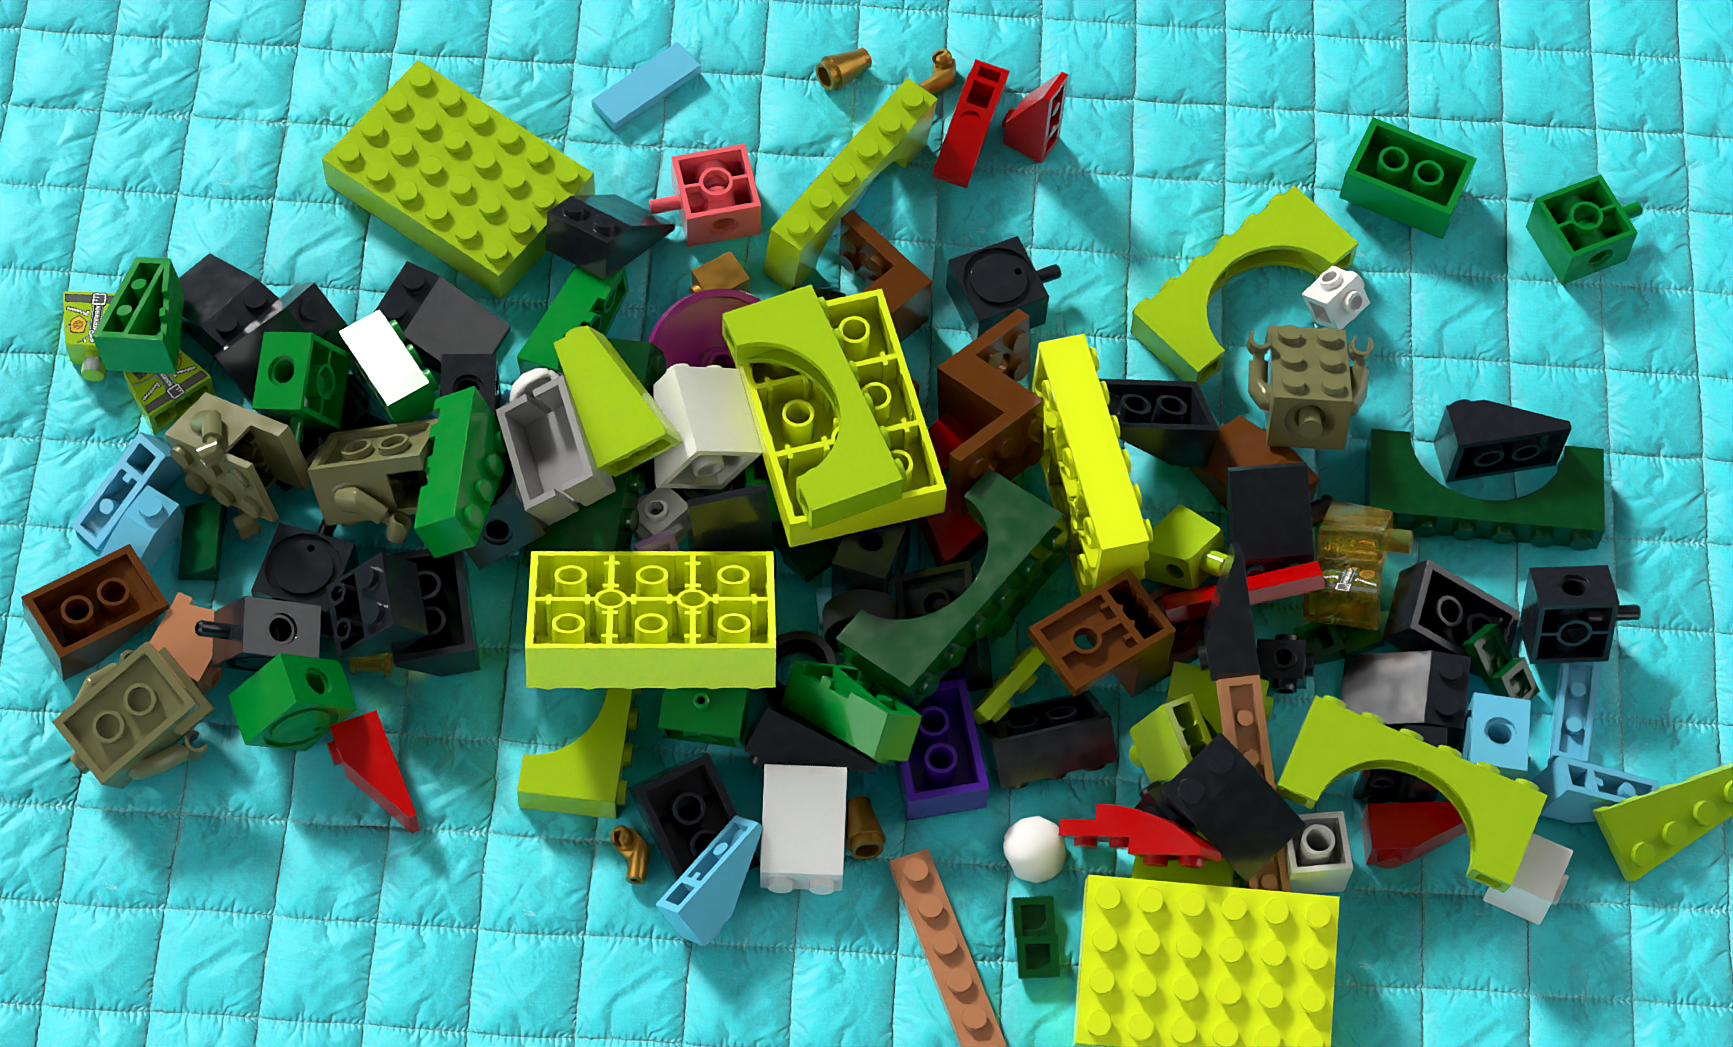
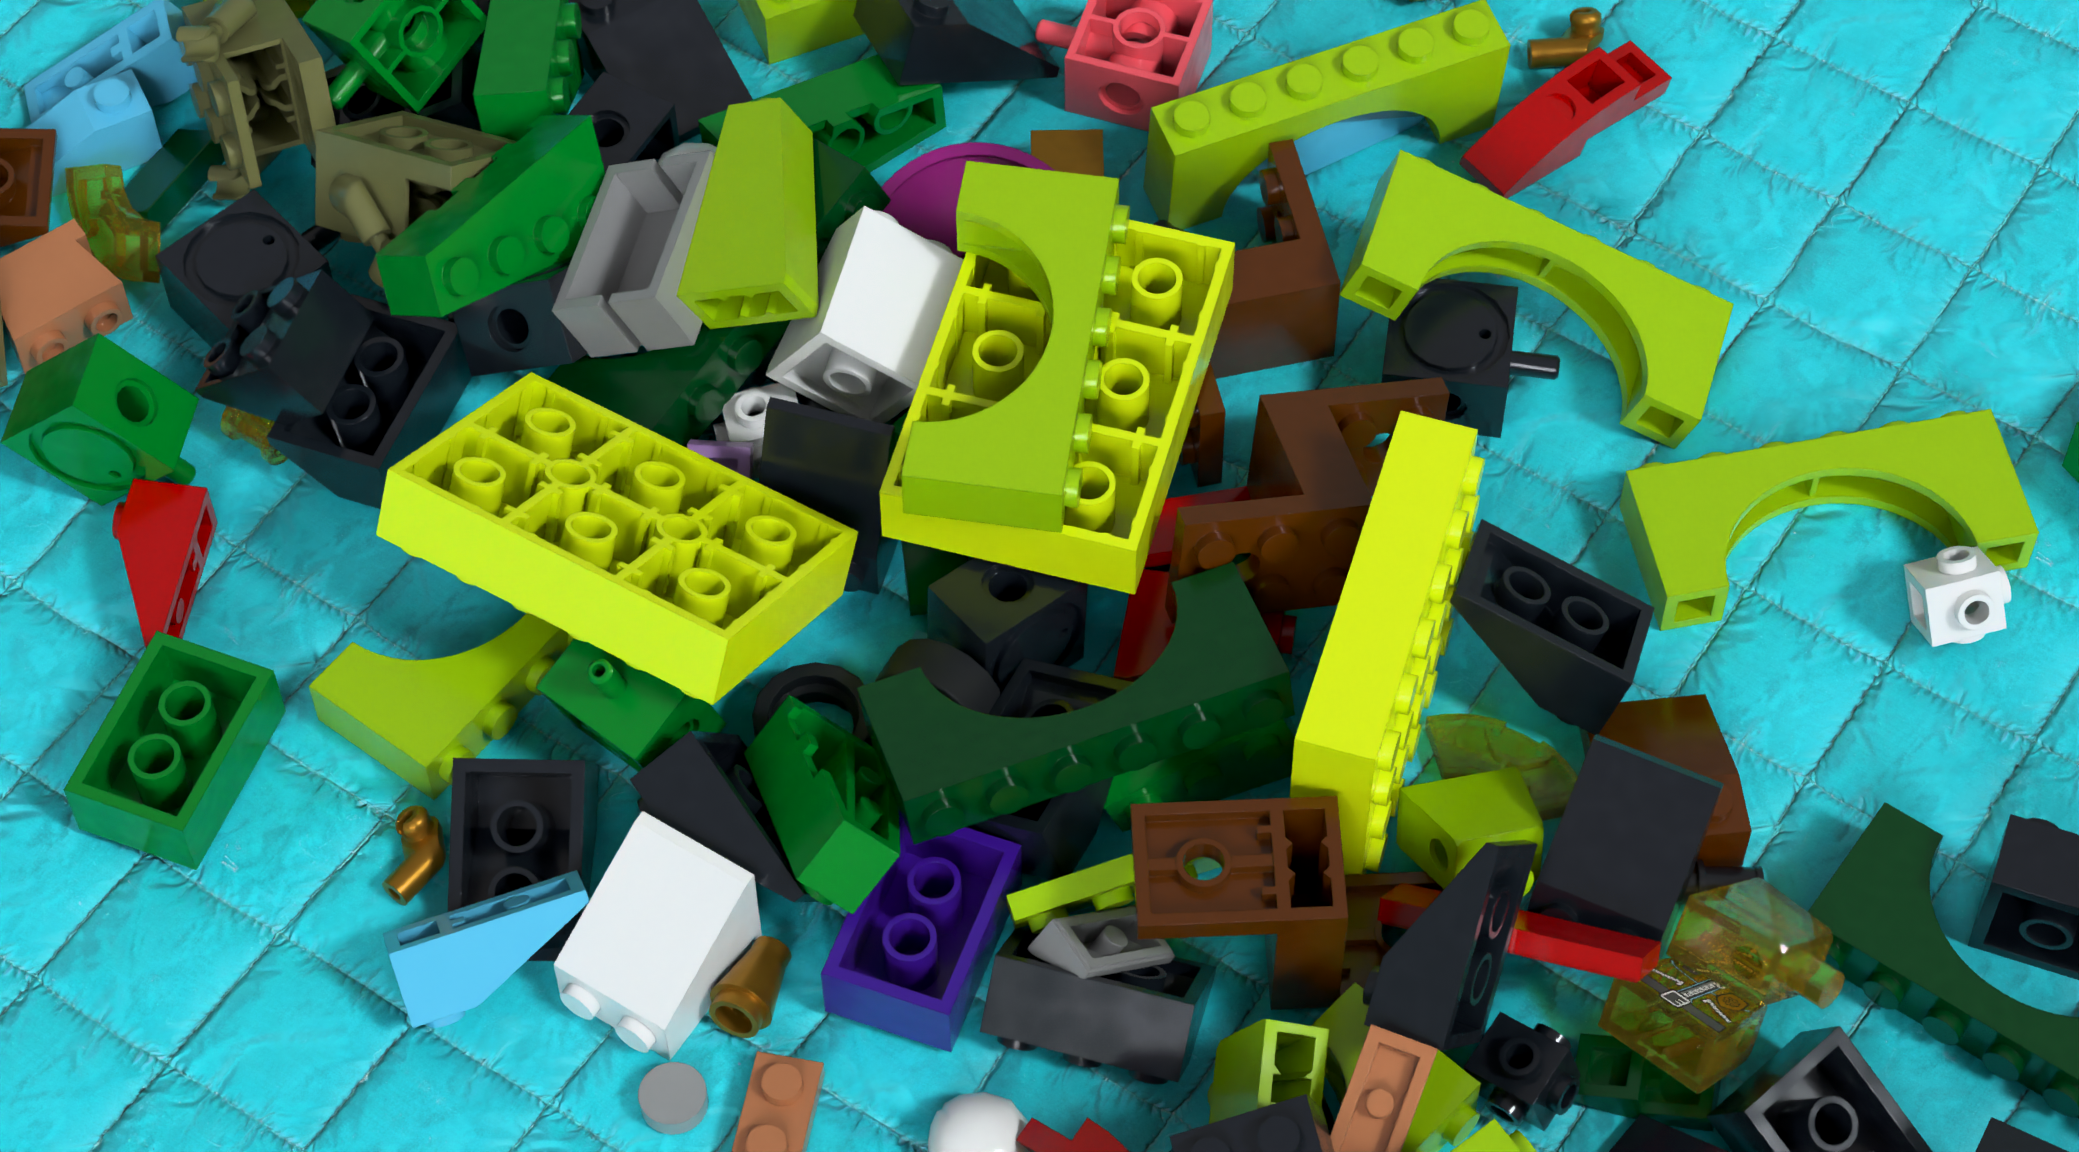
camera: 35 degrees right, 5 degrees down
(178, 573) = (113, 228): none -> clear yellow tile
(258, 629) = (122, 283): black piece -> none
(466, 865) = (175, 750): none -> green brick
(860, 909) = (673, 1098): none -> light grey tile
(1036, 709) = (1099, 944): none -> light grey slope
(1037, 120) = (1659, 153): red slope -> none
(1093, 221) = (1650, 322): none -> lime arch
(1162, 498) = (1483, 744): none -> clear yellow tile
(1307, 385) = (1816, 688): olive torso -> none

